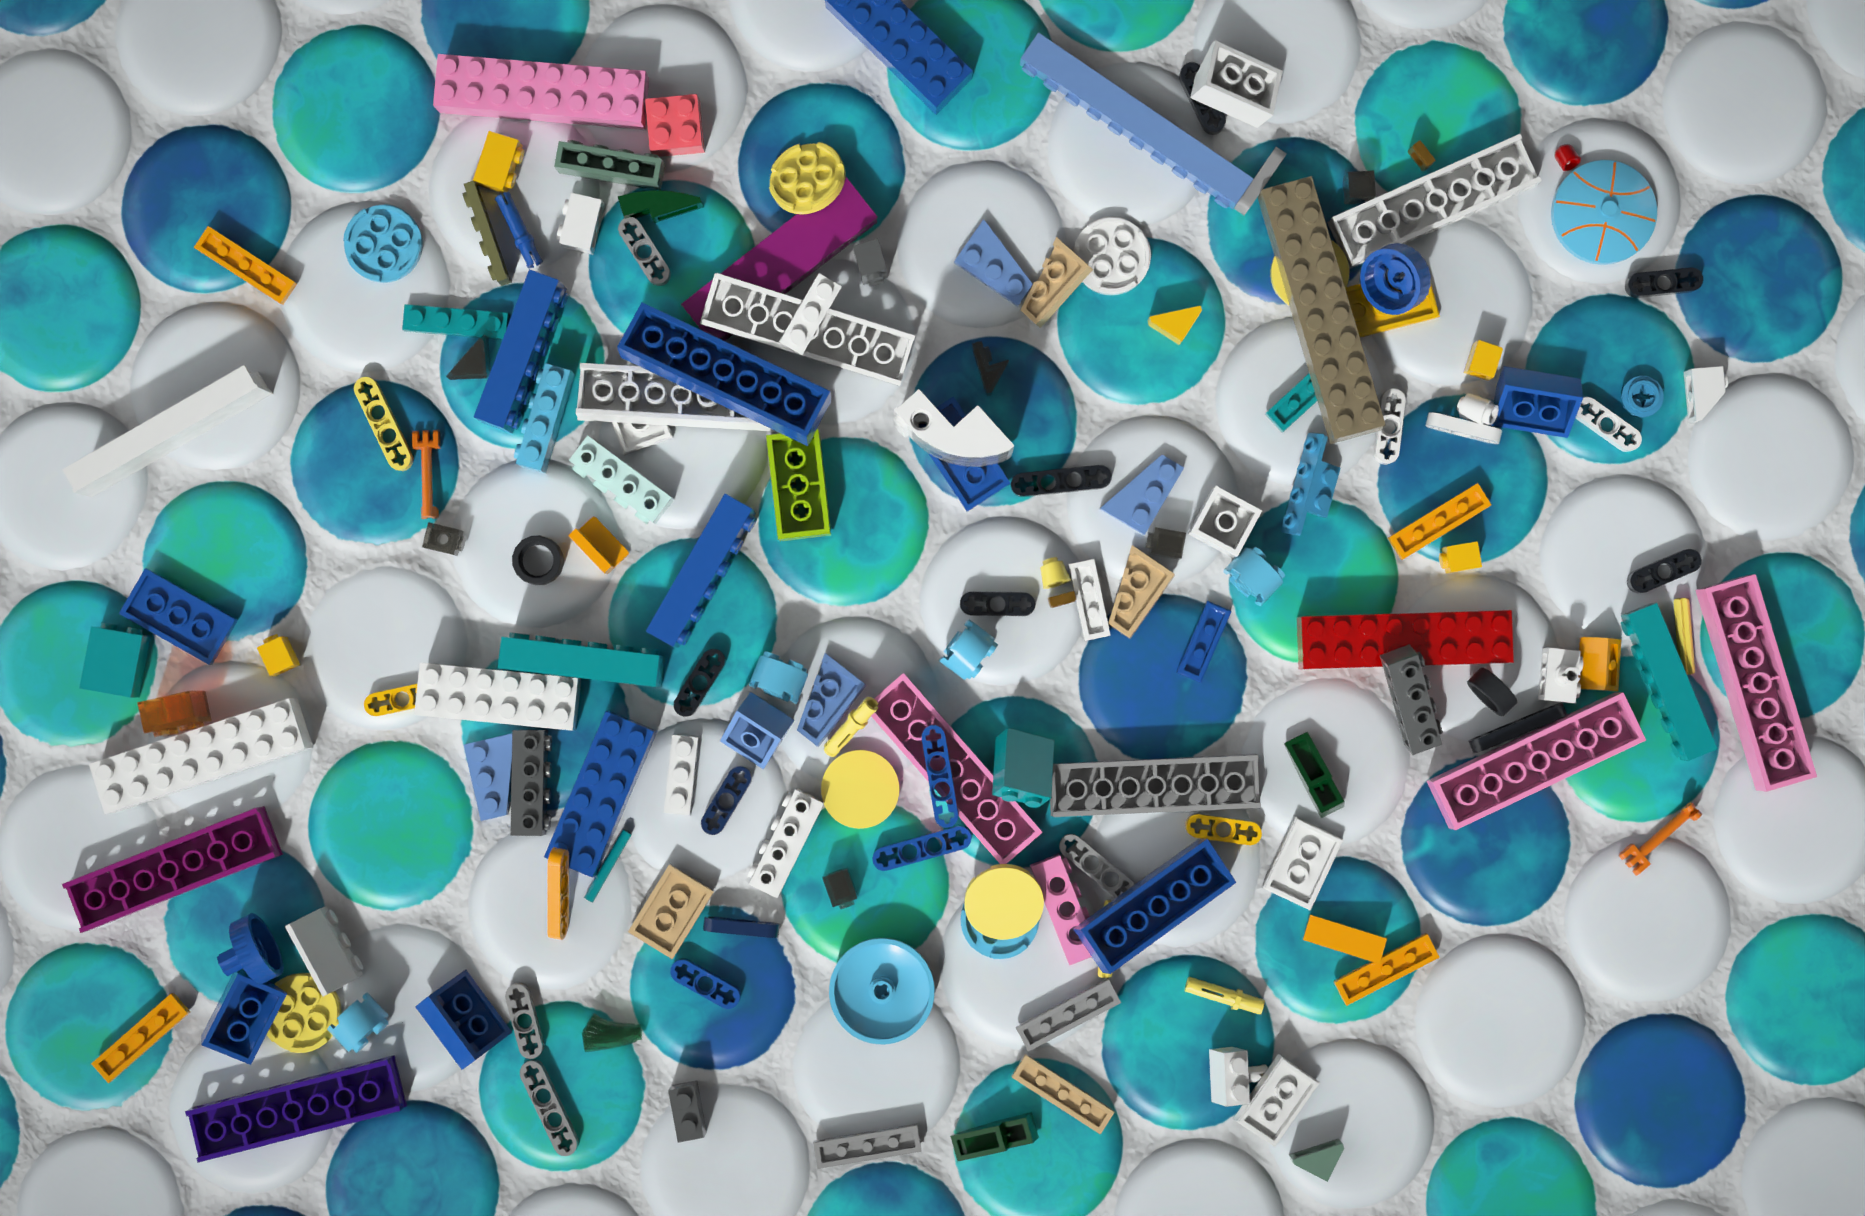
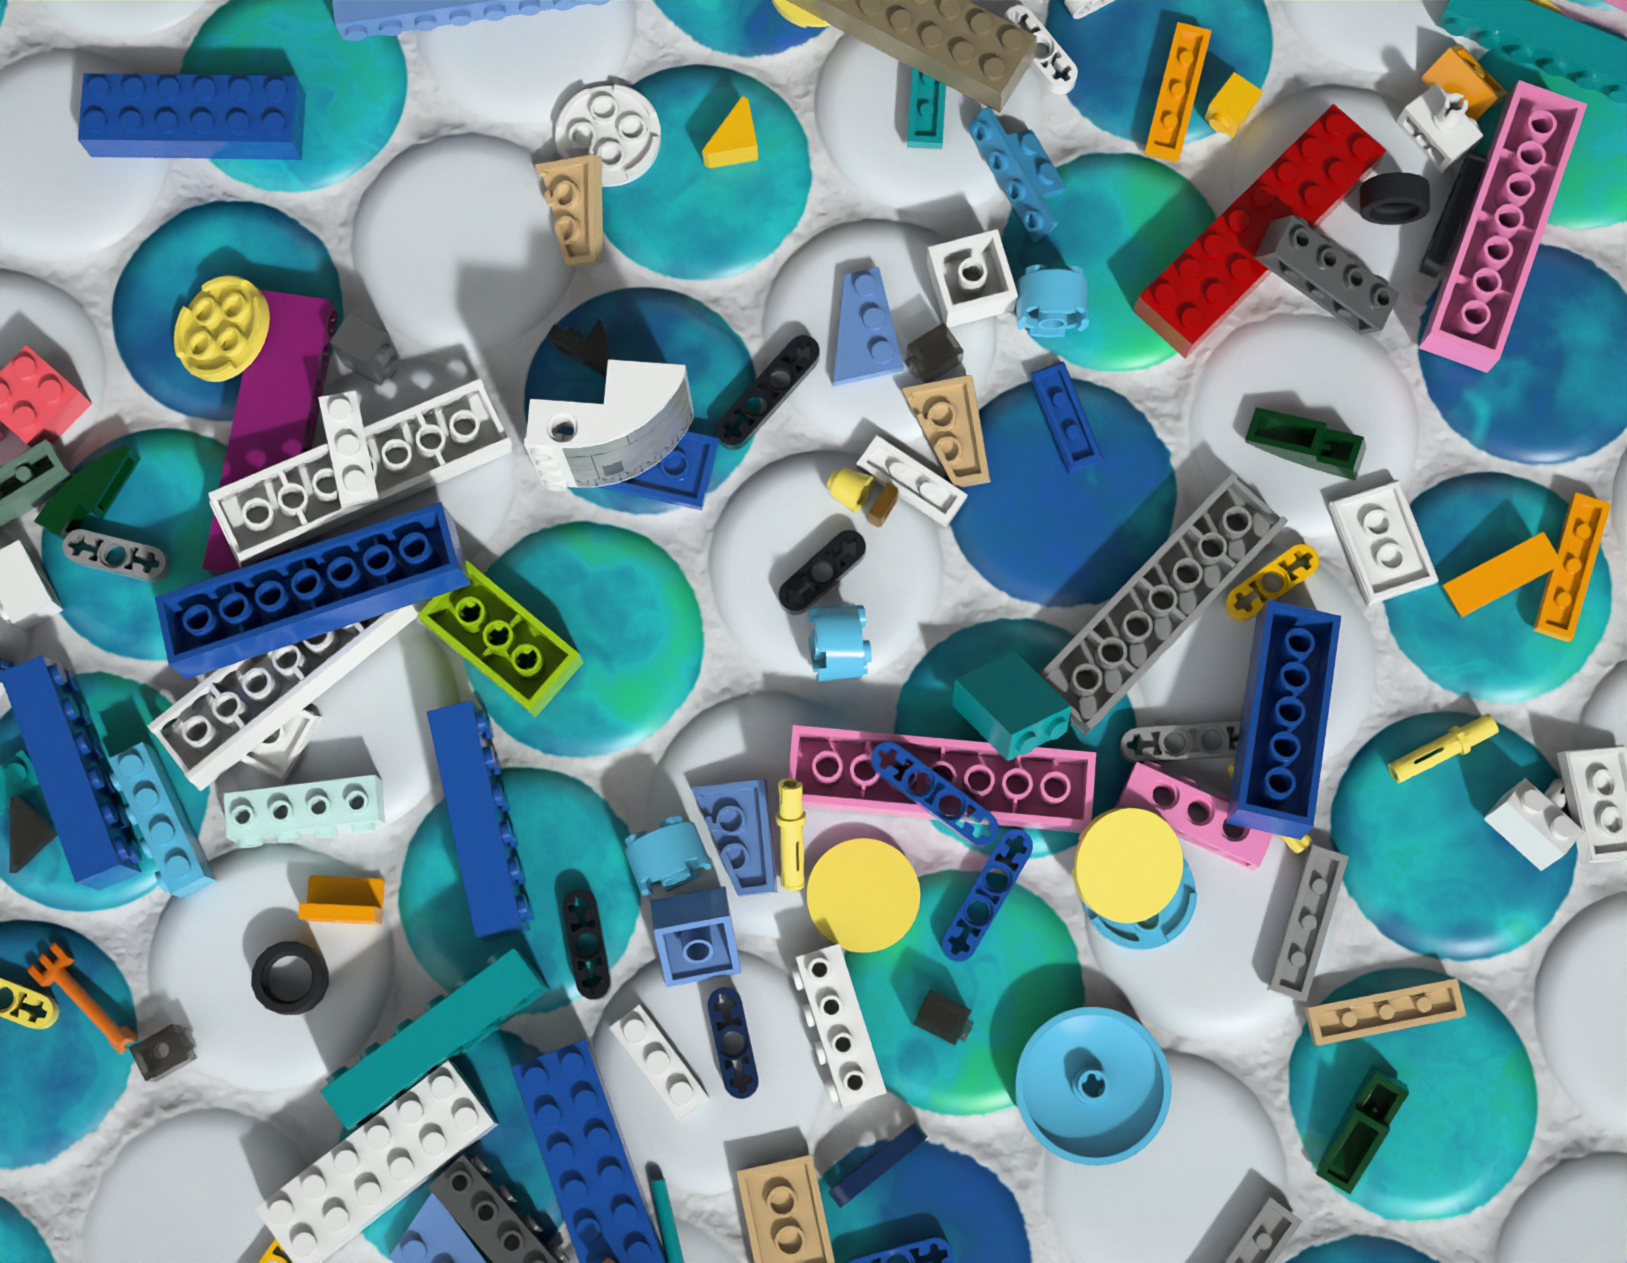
camera: 45 degrees left, 10 degrees down
(993, 265) = (497, 248): medium blue wing -> none

